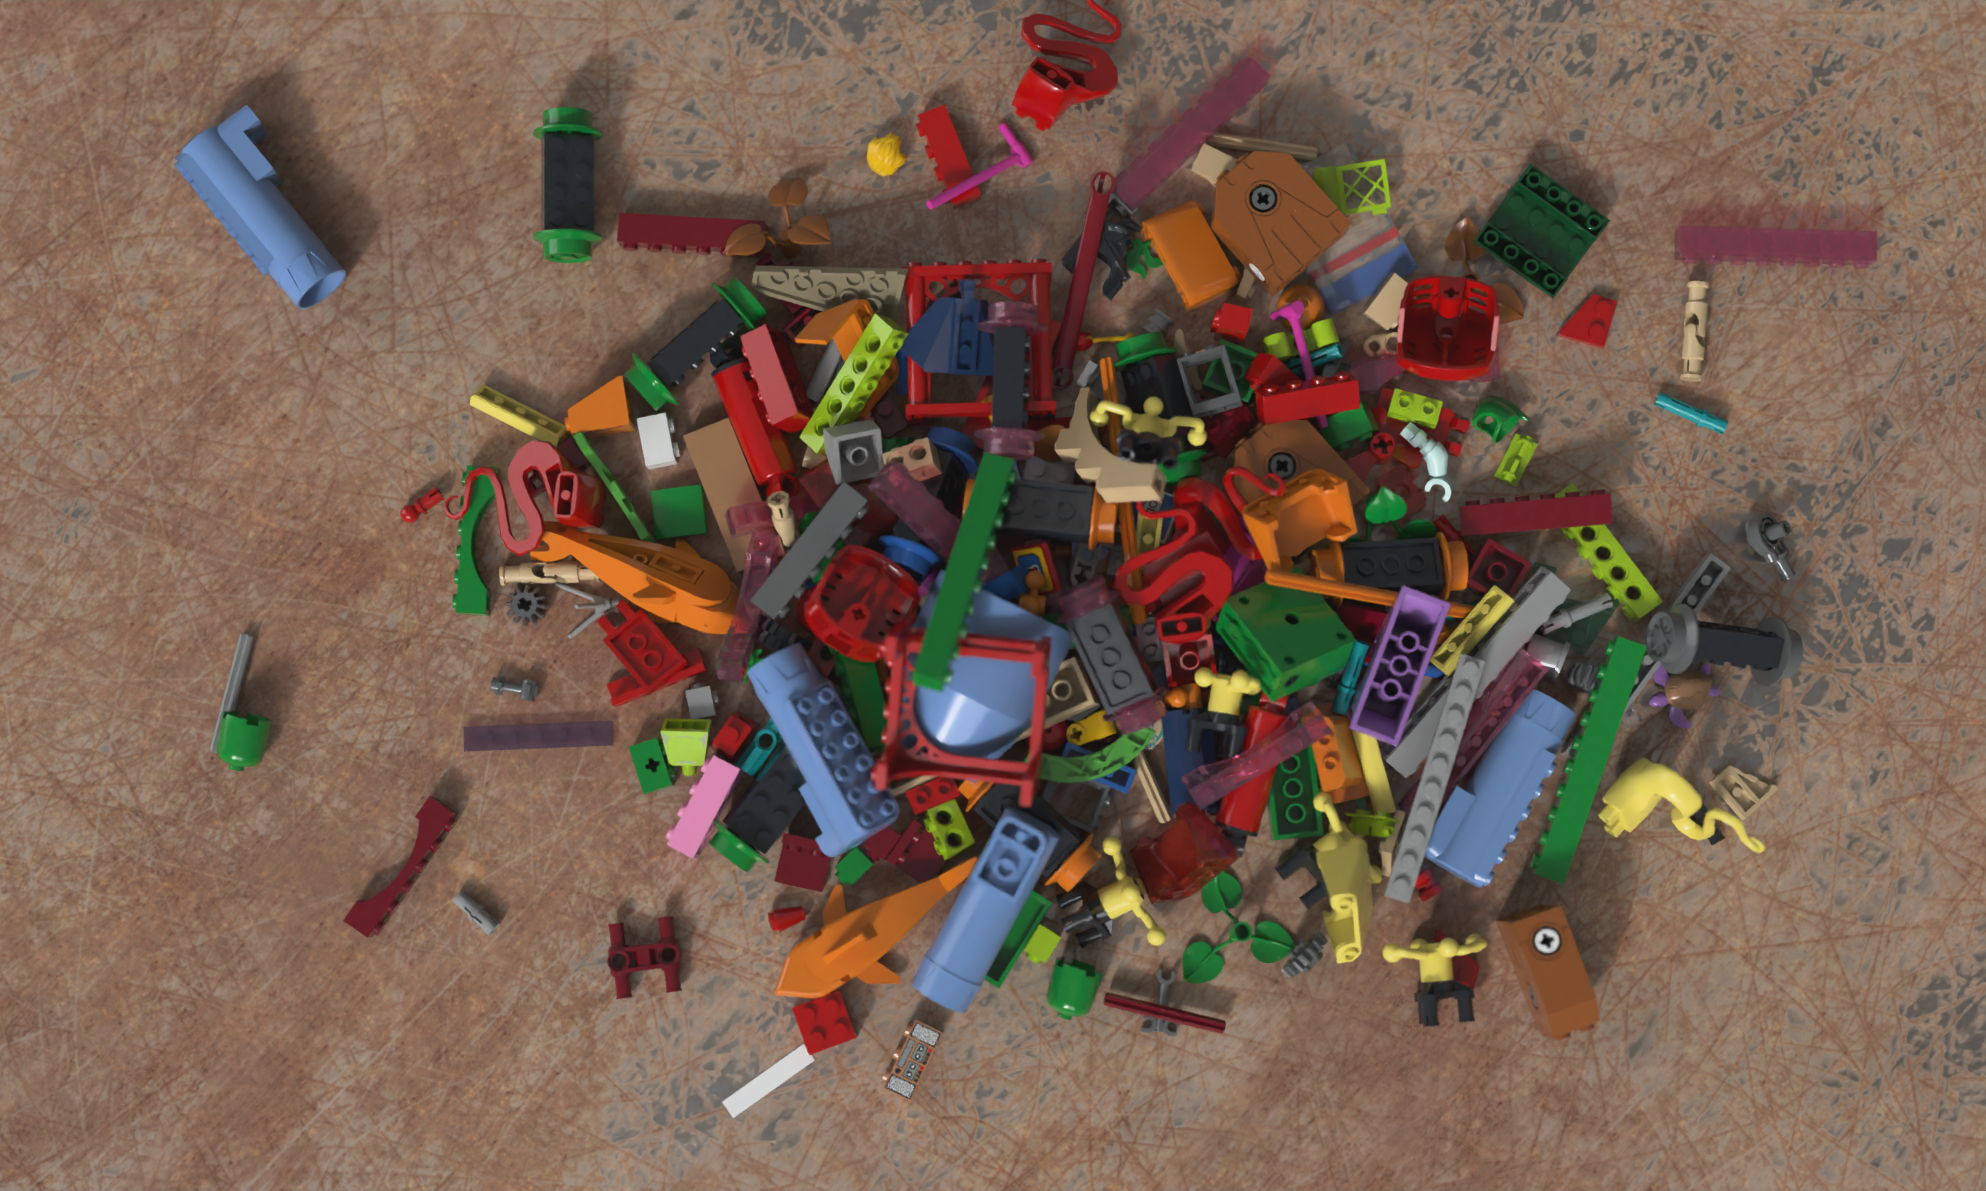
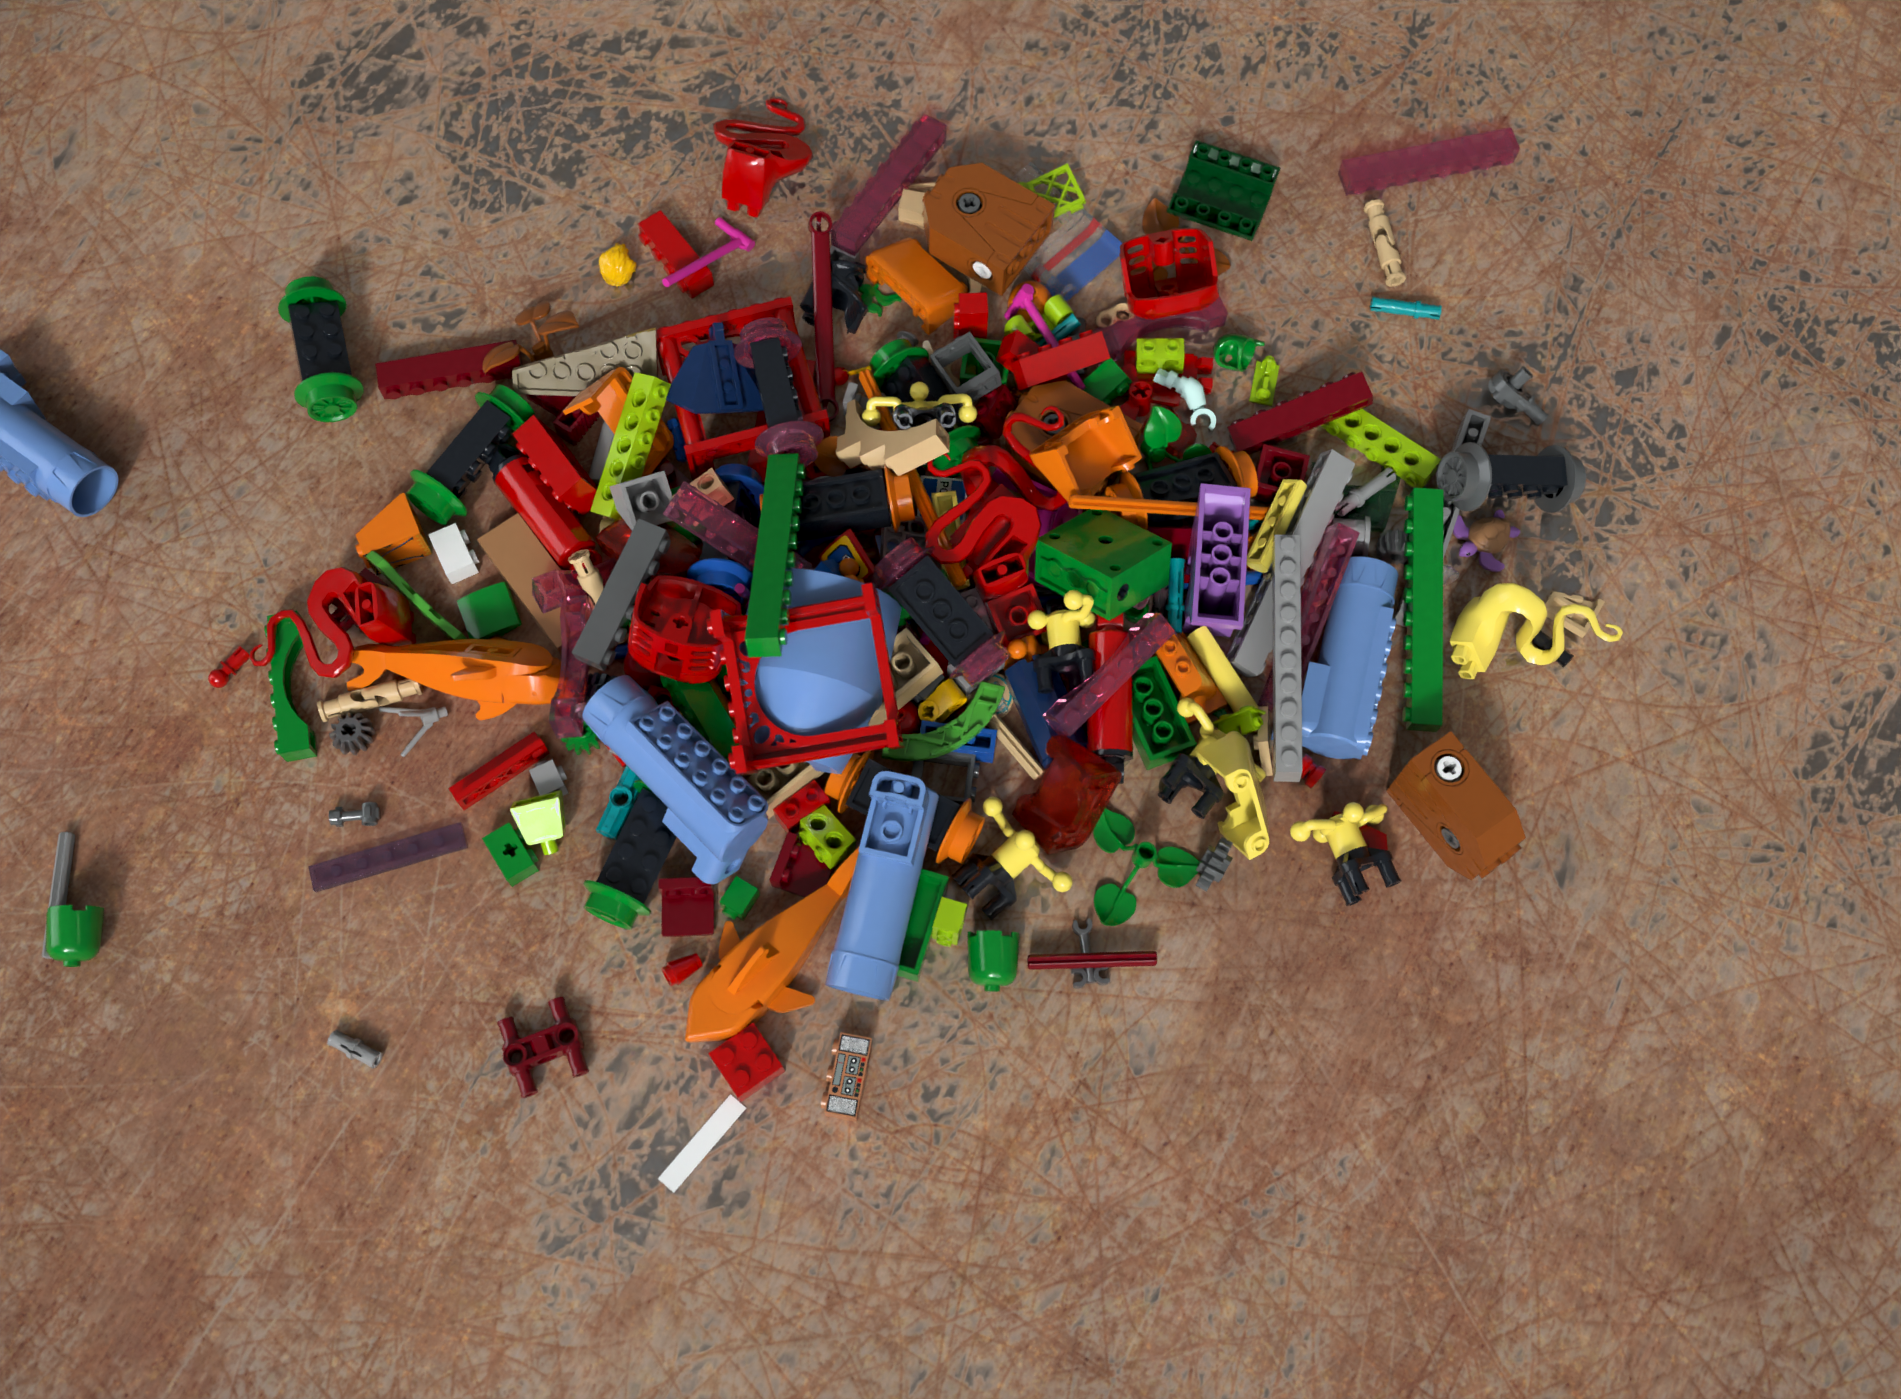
camera: 20 degrees left, 15 degrees down
(434, 821) = (241, 1078): dark red arch -> none
(518, 415) = (304, 562): light yellow brick -> none
(642, 648) = (476, 741): red tile -> none
(706, 804) = (573, 864): bright pink brick -> none
(734, 736) = (589, 802): red torso -> none
(882, 843) = (760, 863): dark red brick -> none
(1386, 302) = (1107, 279): tan brick -> none
(1591, 322) = (1291, 258): red wing -> none

